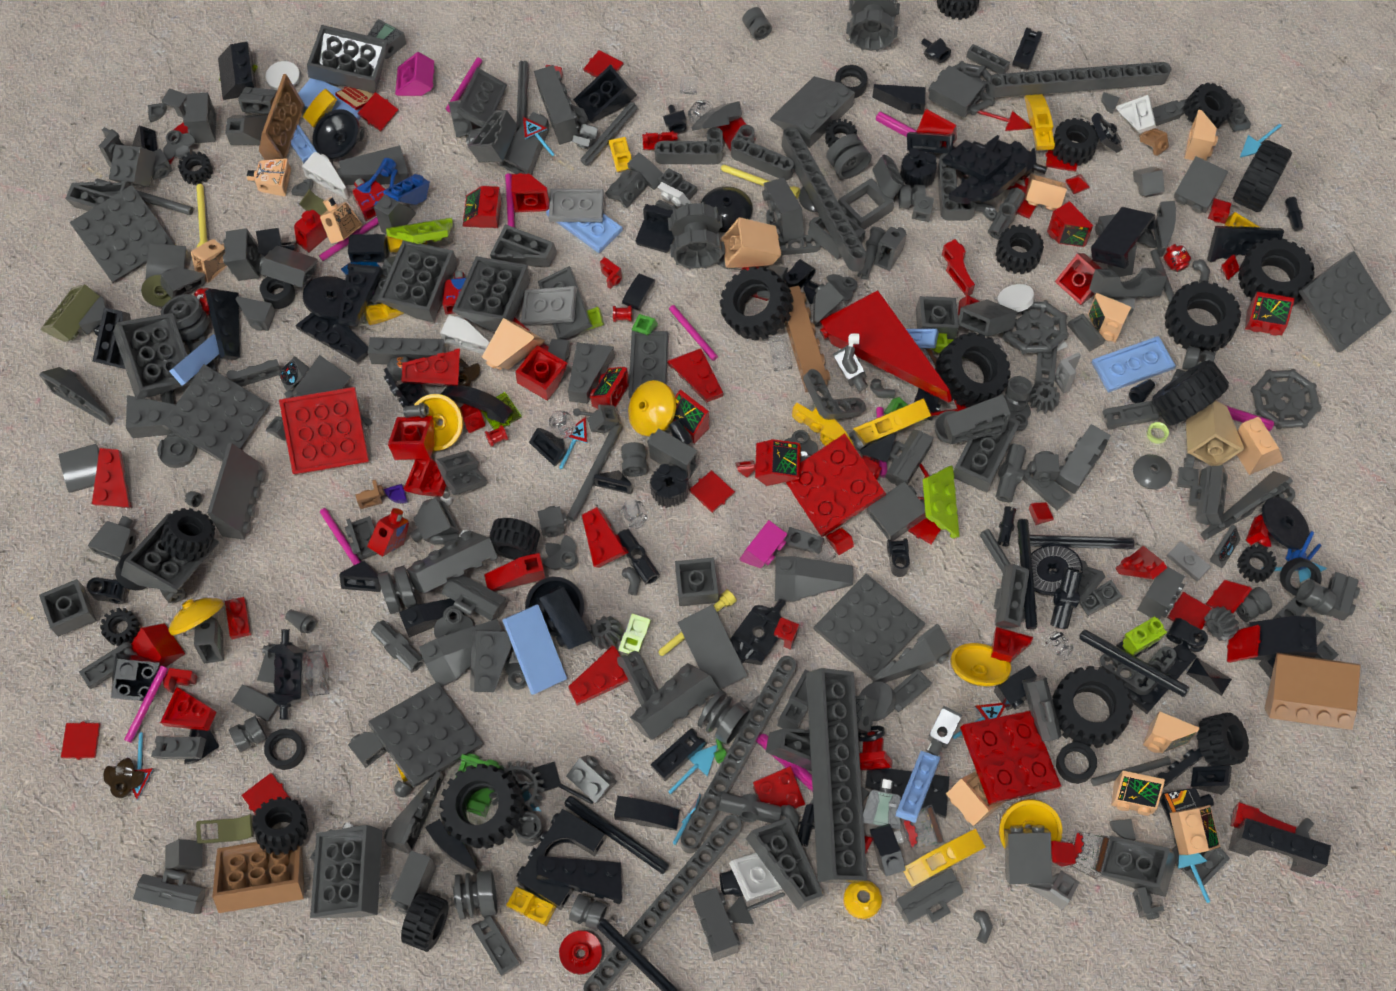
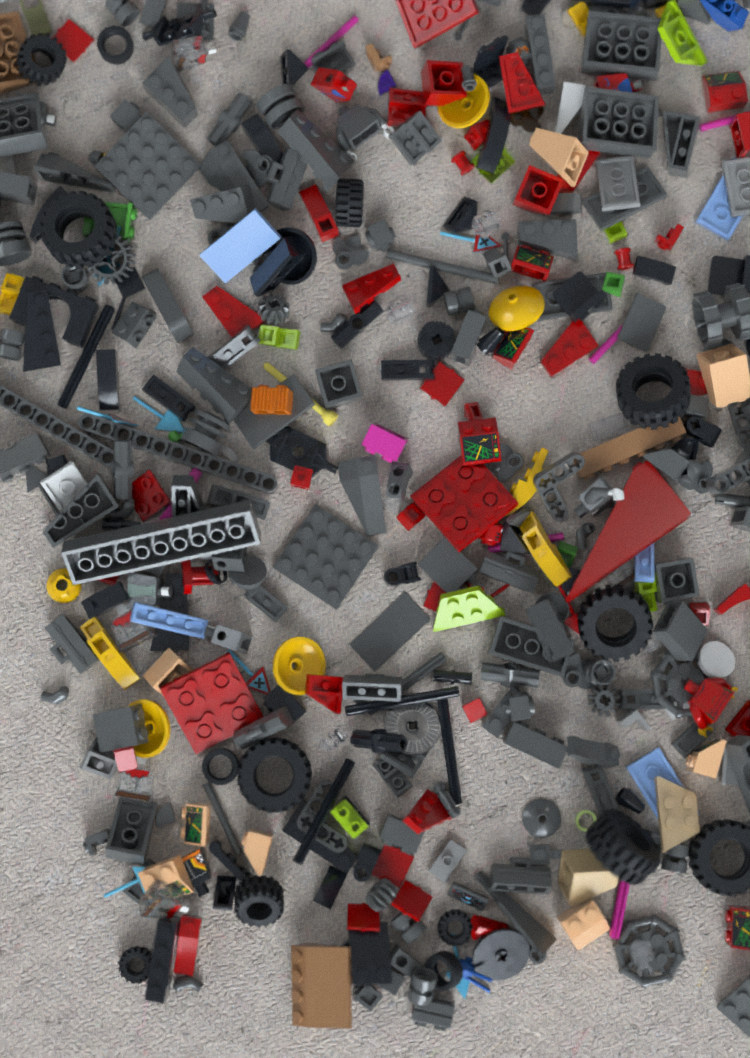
camera: 80 degrees right, 20 degrees up
(353, 697) = (170, 92): none -> dark grey wedge
(577, 736) = (167, 305): none -> dark grey beam
(653, 353) = (578, 297): none -> black bracket
(686, 309) = (641, 322): none -> dark grey piece
(692, 518) = (407, 370): none -> black plate
(702, 644) = (271, 400): none -> orange brick
(927, 652) = (303, 612): dark grey wedge -> none
(953, 579) = (389, 631): none -> dark grey piece
(1056, 305) = (708, 701): none -> red torso
(1095, 407) = (593, 752): none -> dark grey slope
(1129, 549) = (447, 800): none -> dark grey axle
(1159, 350) = (676, 813): none -> tan wing
(1220, 835) = (162, 901): none -> clear torso
(1276, 894) = (124, 968): none -> black tyre
(1291, 402) = (641, 954): none -> clear plate

